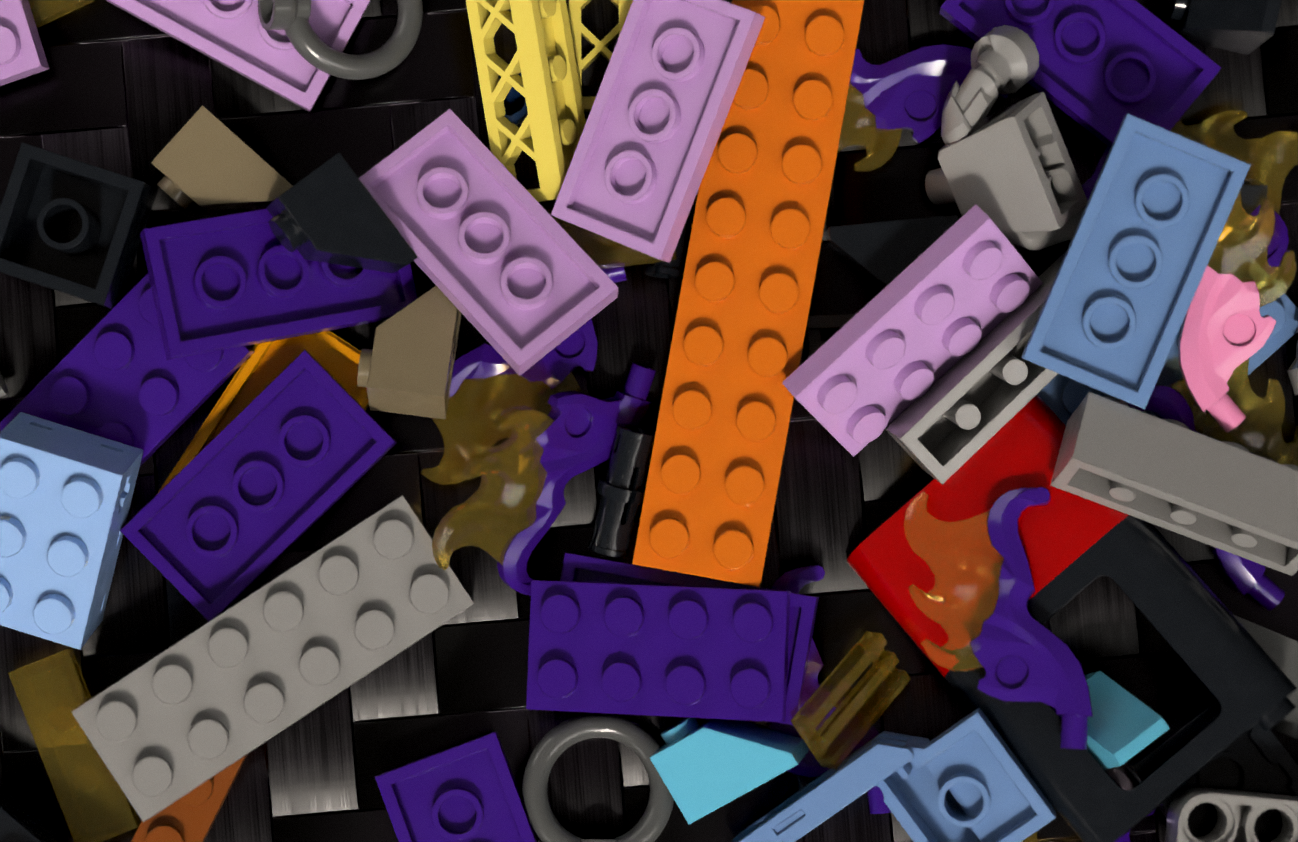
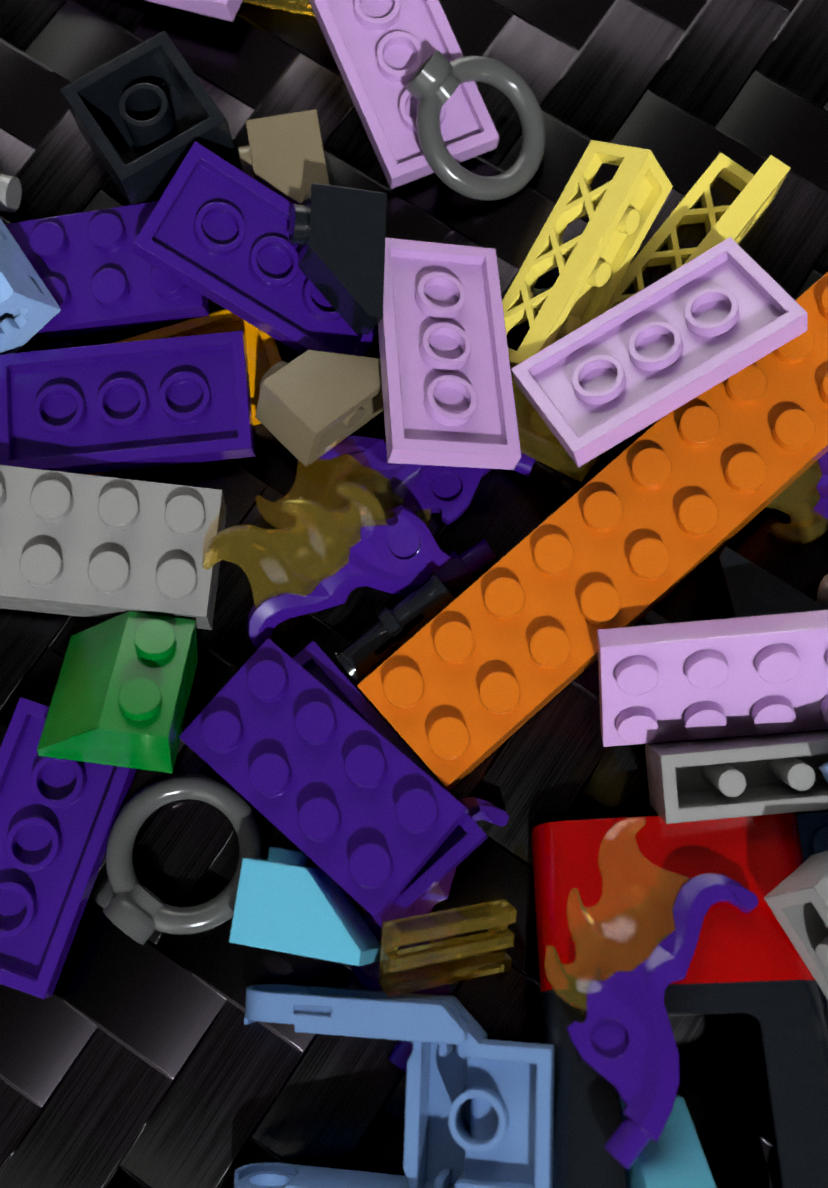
camera: 35 degrees right, 10 degrees down
(453, 711) = (123, 693): none -> green slope

